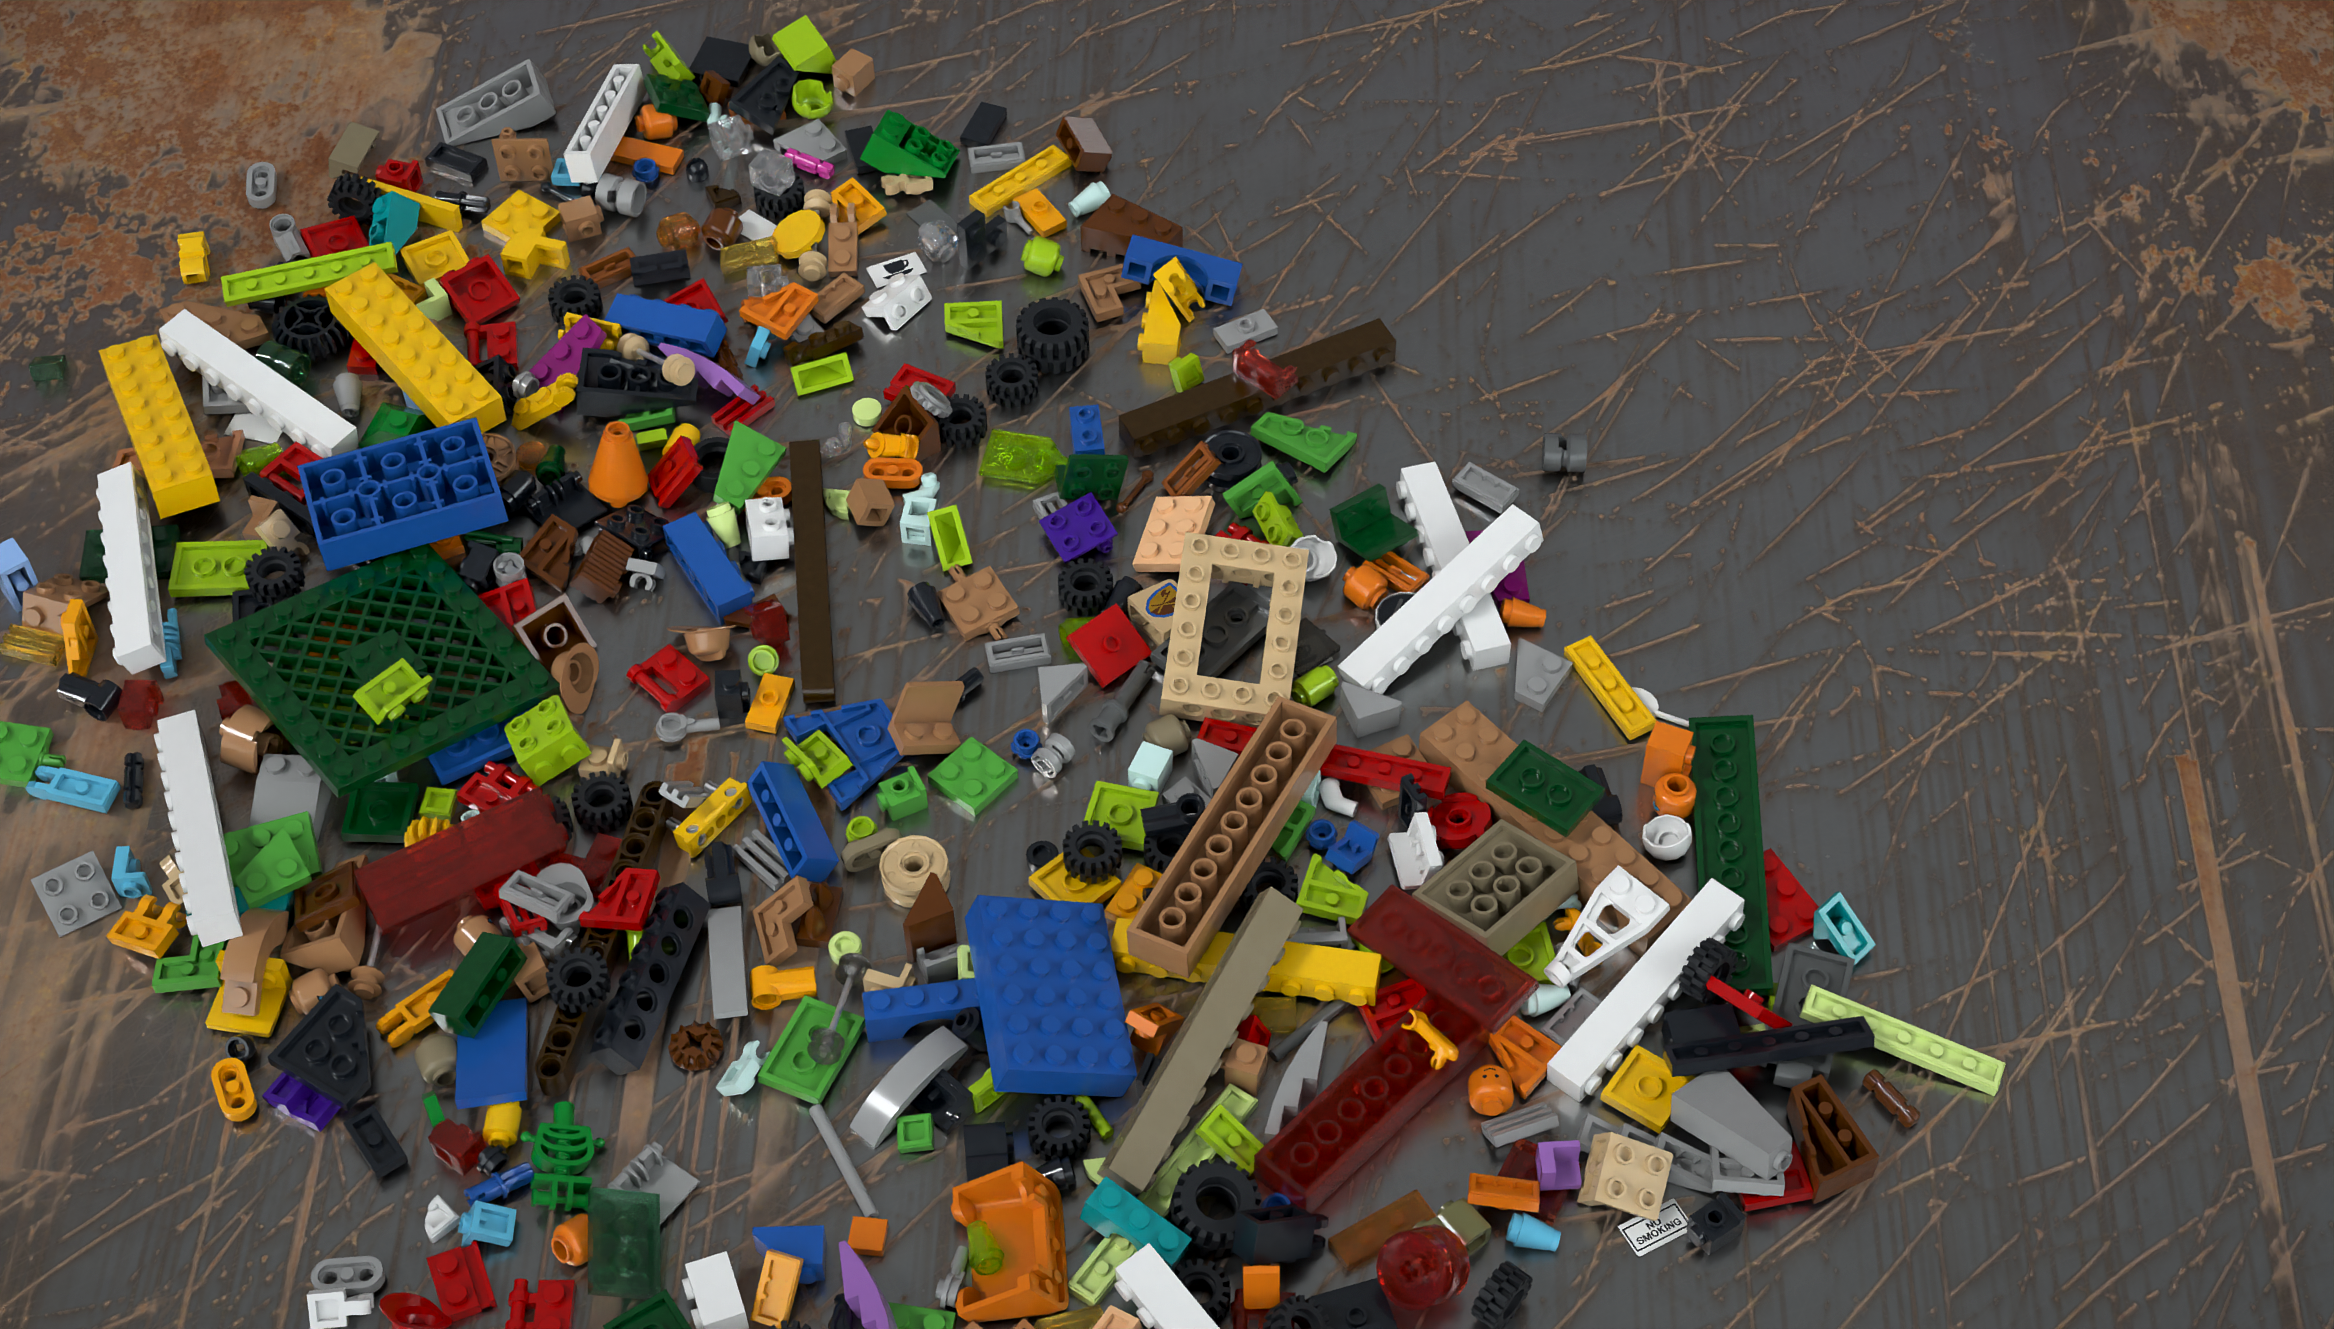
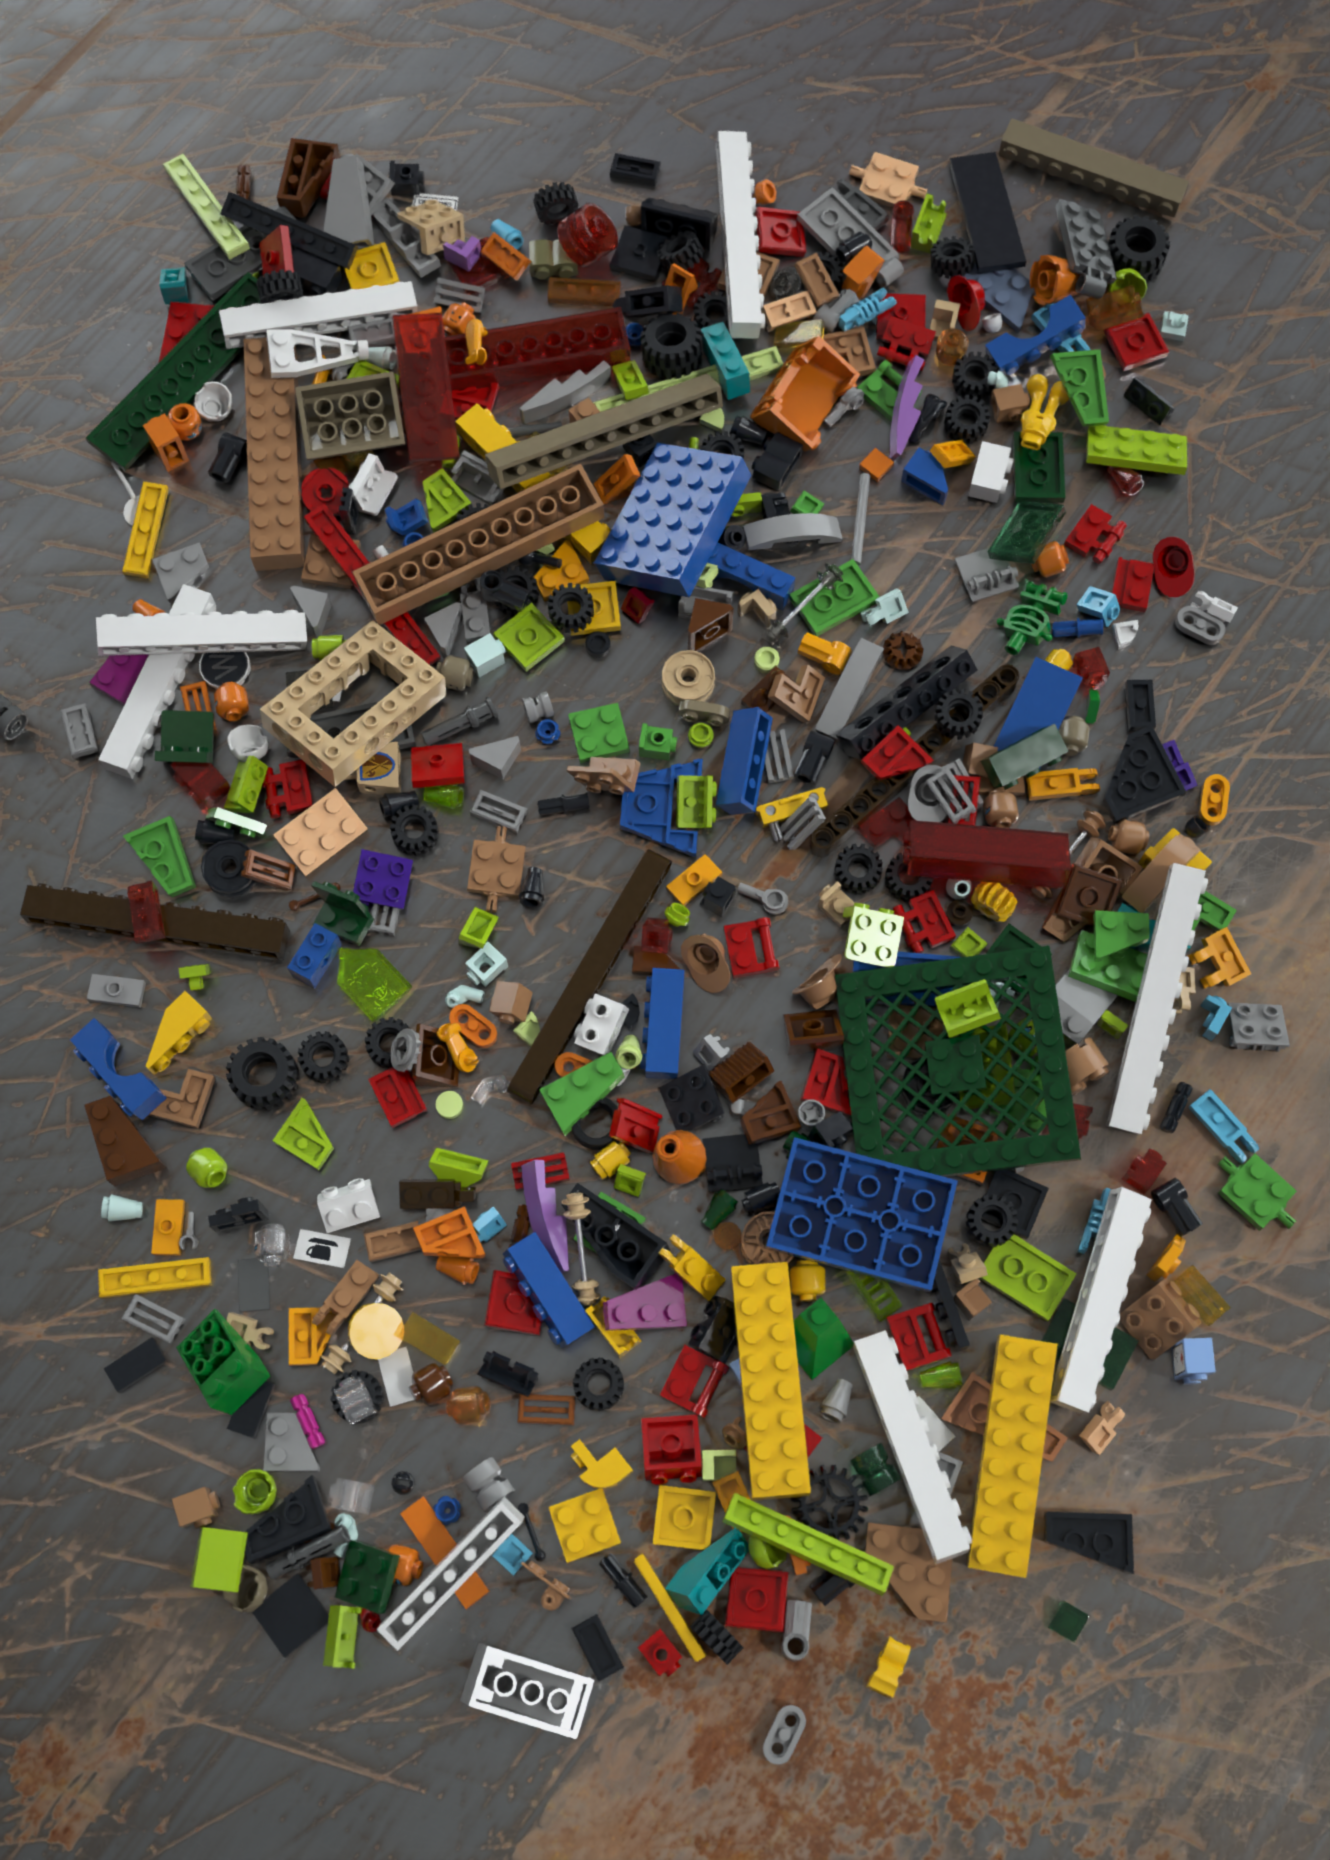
camera: 145 degrees left, 20 degrees up
(50, 428) = (1094, 1536): none -> black wing
(82, 494) = (1100, 1429): none -> light nougat plate
(236, 807) = (1112, 1024): none -> lime tile
(351, 149) = (682, 1719): dark tan hinge -> none
(492, 1159) = (1074, 644): black plate -> none
(525, 385) = (694, 1305): light grey plate -> none
(580, 218) = (537, 1480): medium nougat brick -> none
(722, 99) = (297, 1557): none -> dark grey pin
(722, 197) = (403, 1434): dark brown tile -> none
(765, 280) = (448, 1296): clear brick -> none
(984, 1251) = (818, 406): clear neon green cone -> none
(1084, 144) = (78, 1270): reddish brown brick -> none
(1179, 287) = (138, 1046): yellow hinge -> none
(1314, 509) = (203, 781): none -> clear red slope
(1545, 788) = (265, 451): dark green plate -> none

